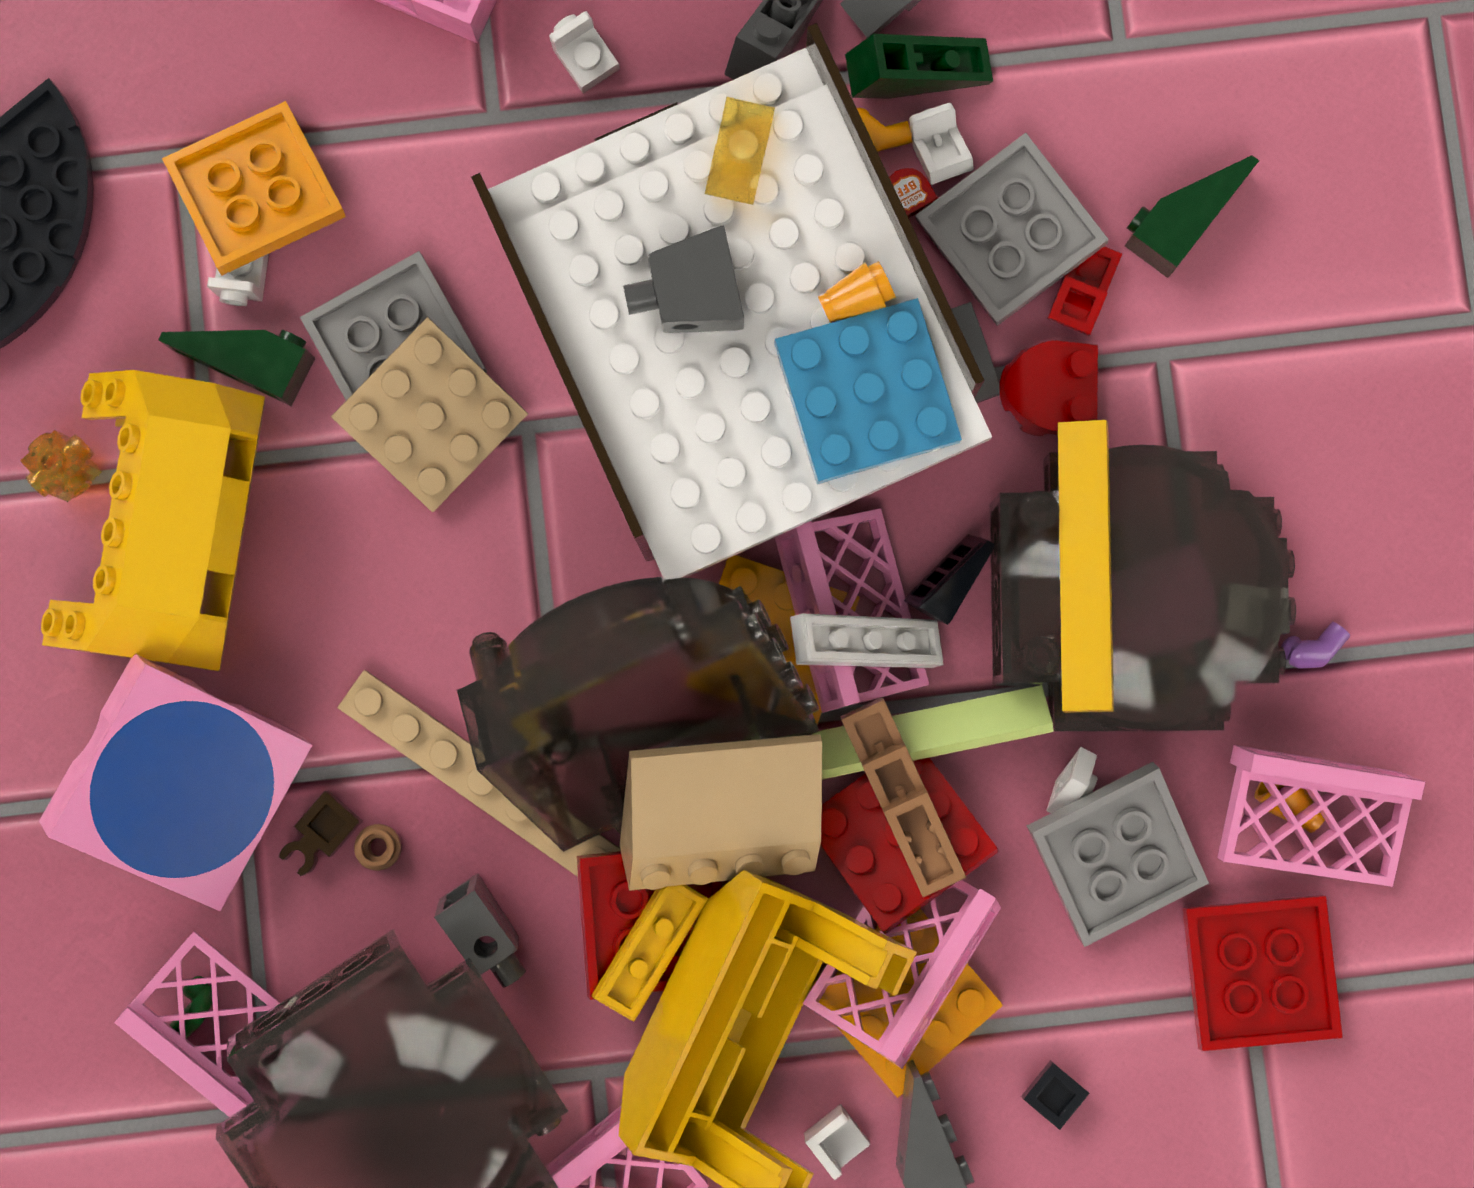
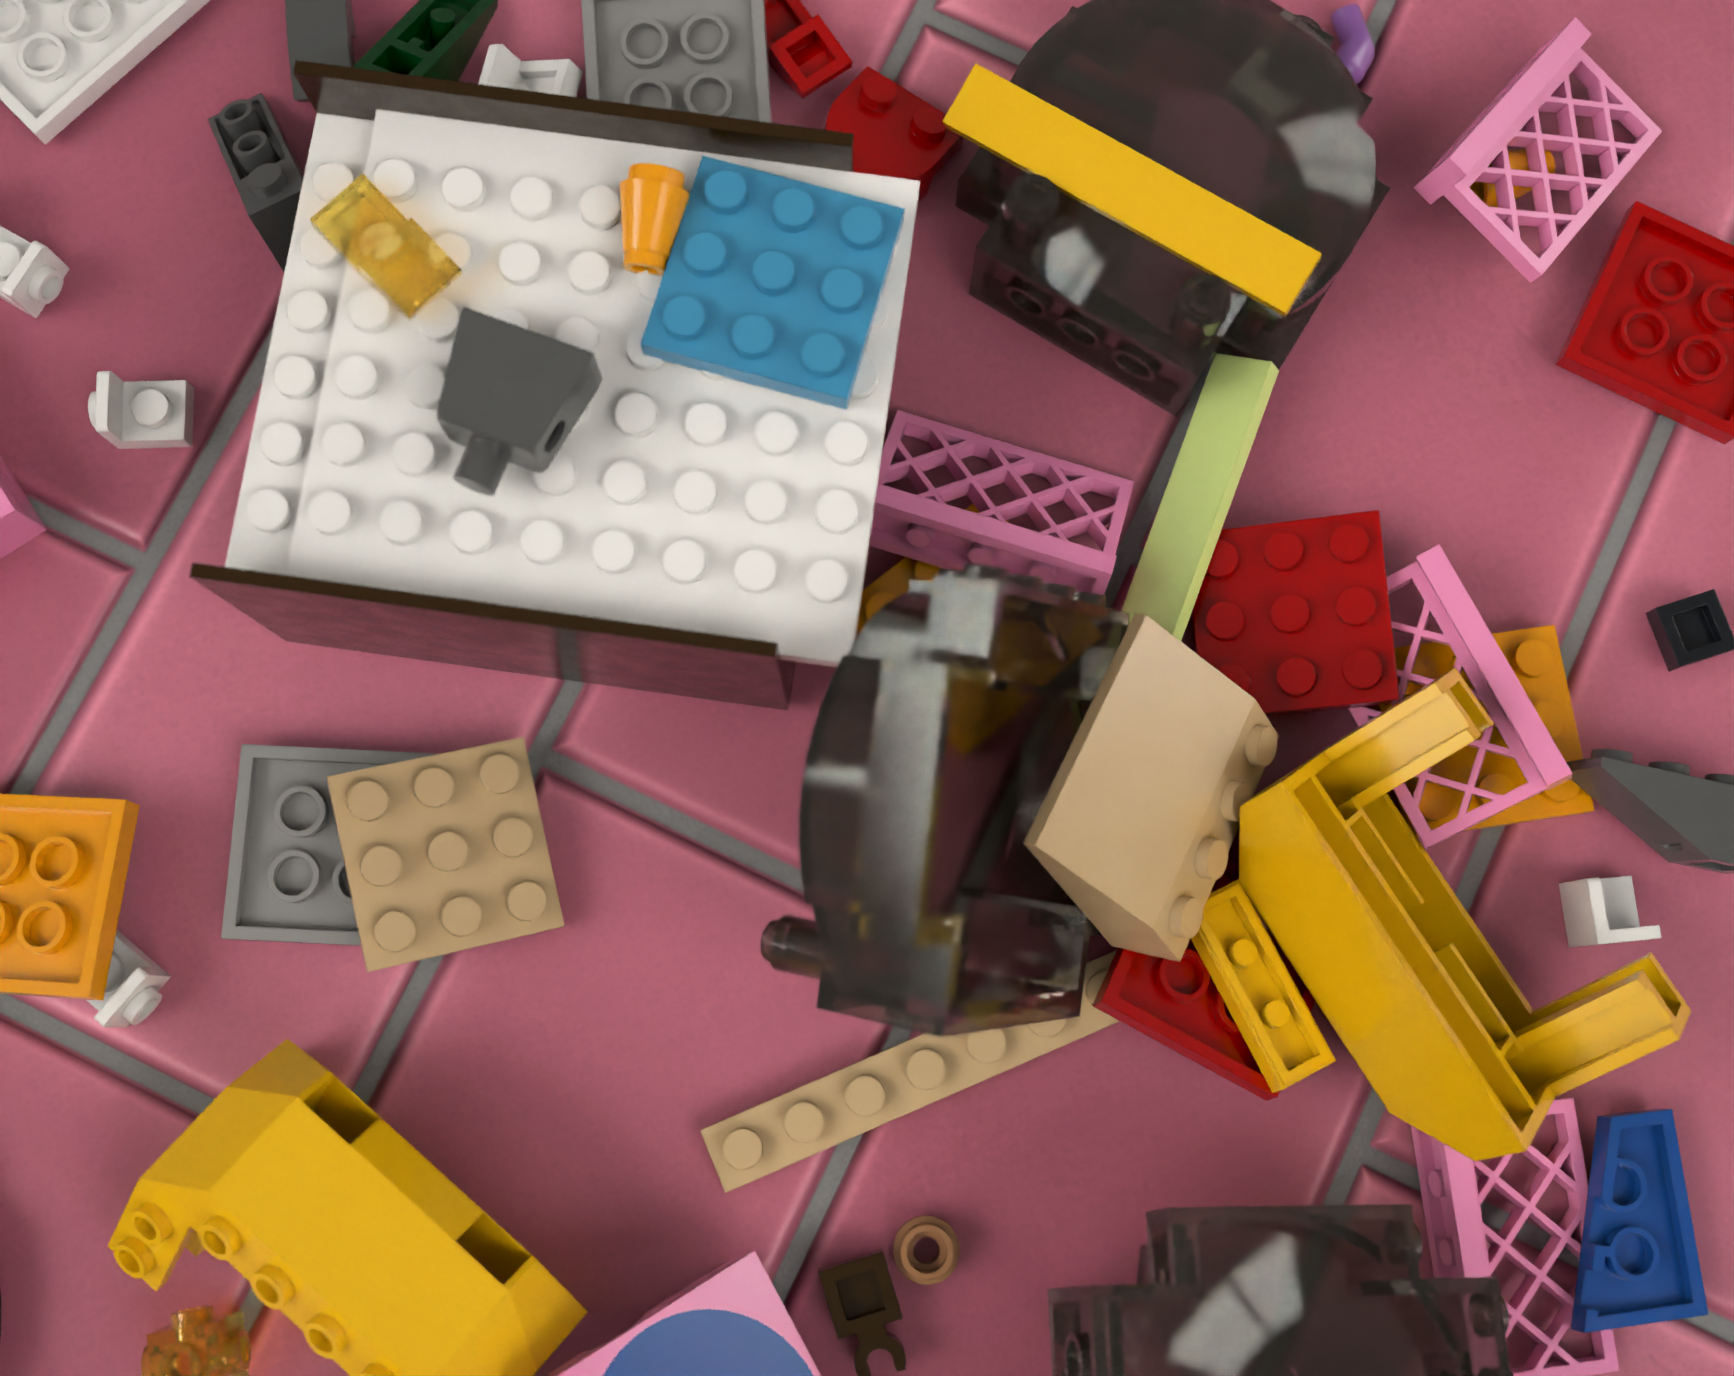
camera: 65 degrees left, 5 degrees down
(251, 357) = (225, 1033): dark green slope -> none
(474, 913) = (1107, 1182): dark grey torso -> none
(866, 641) = (1049, 505): white tile -> none
(903, 797) = (1257, 576): medium nougat slope -> none
(950, 581) = (1031, 379): black slope -> none
(1074, 780) = (1355, 391): white bracket -> none
(1118, 854) = (1460, 387): light grey plate -> none

